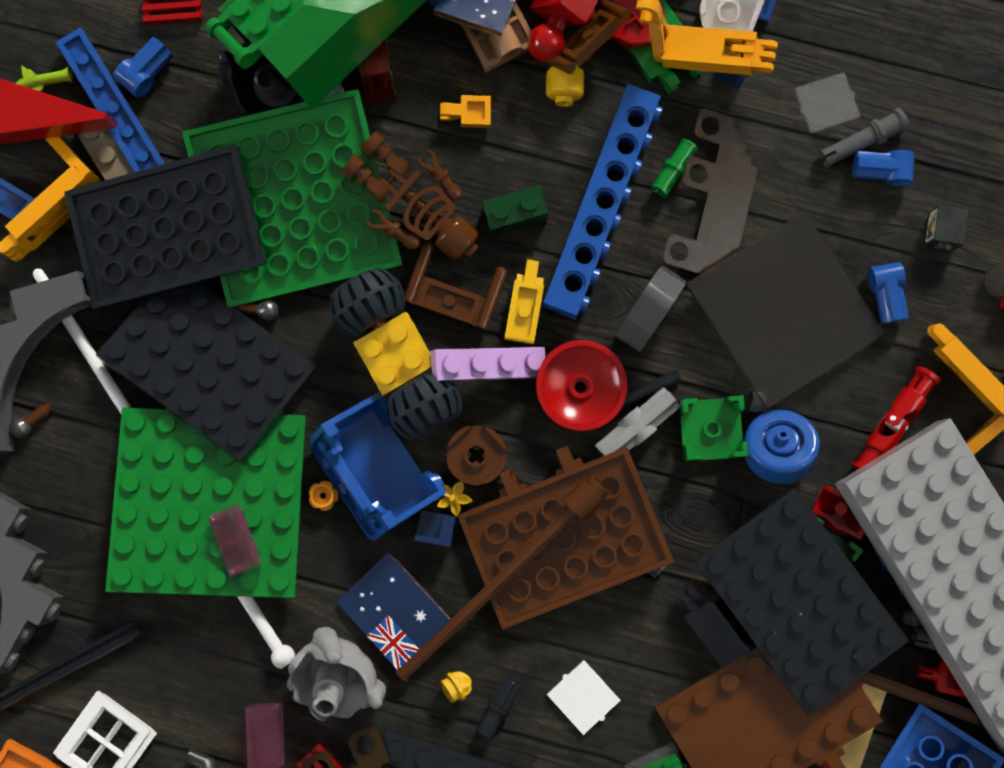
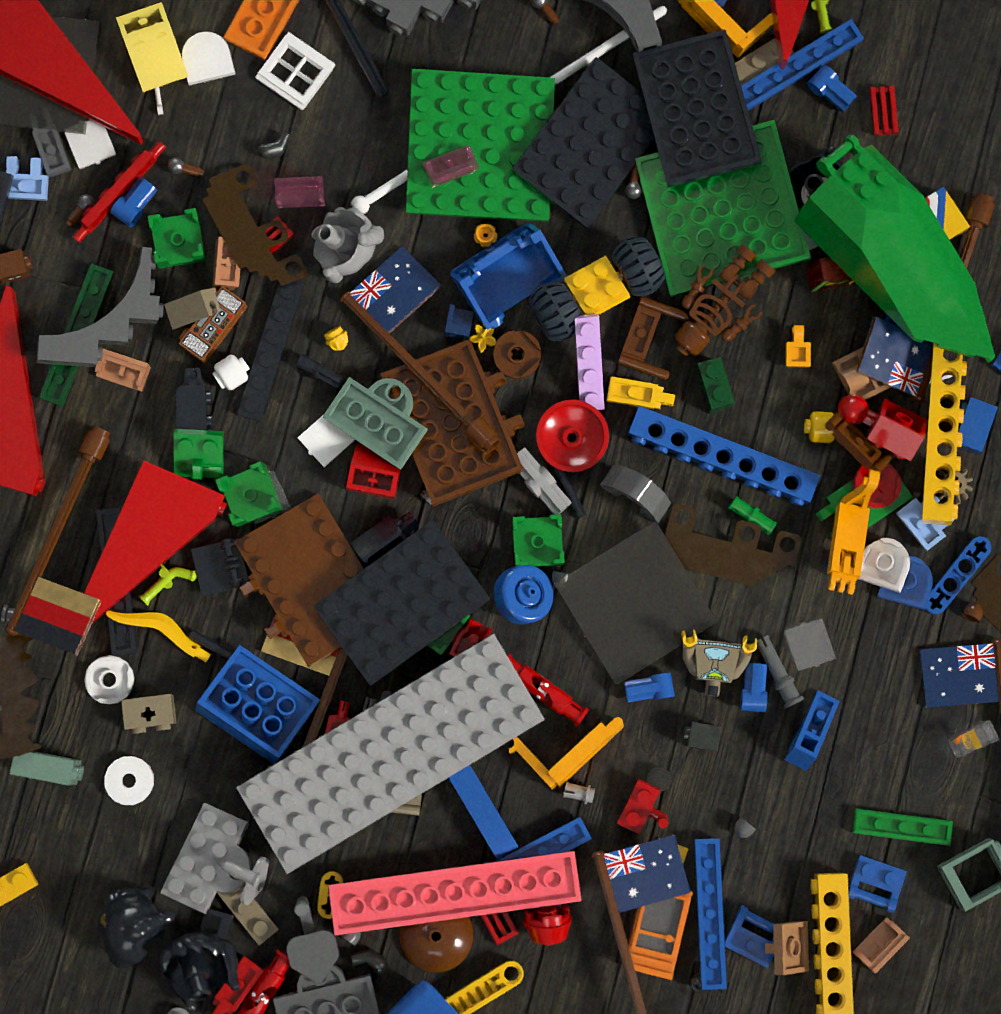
camera: 80 degrees right, 0 degrees up
(563, 633) = (377, 419): none -> sand green plate
(628, 635) = (372, 474): none -> red slope
(854, 210) = (715, 660): none -> dark tan torso
(936, 98) = (812, 731): none -> blue slope

